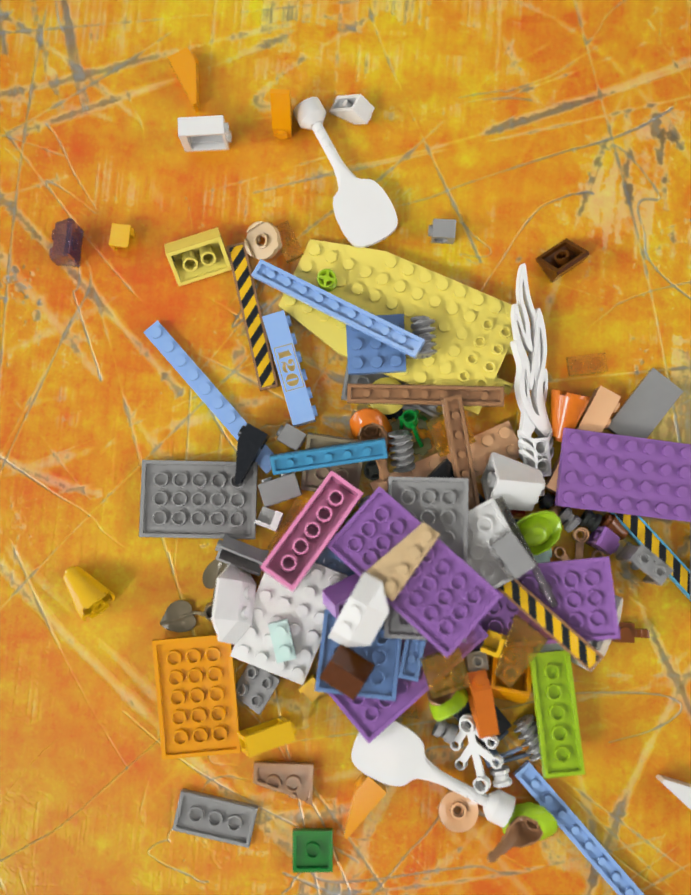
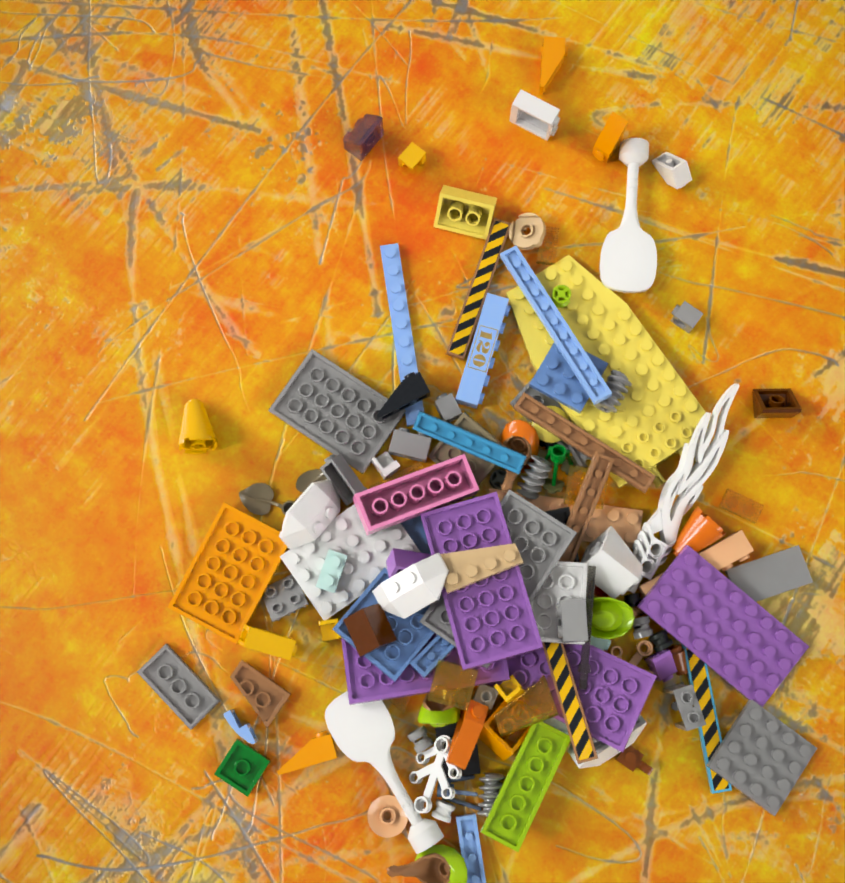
camera: 30 degrees right, 5 degrees down
(295, 820) = (245, 731): none -> light blue slope

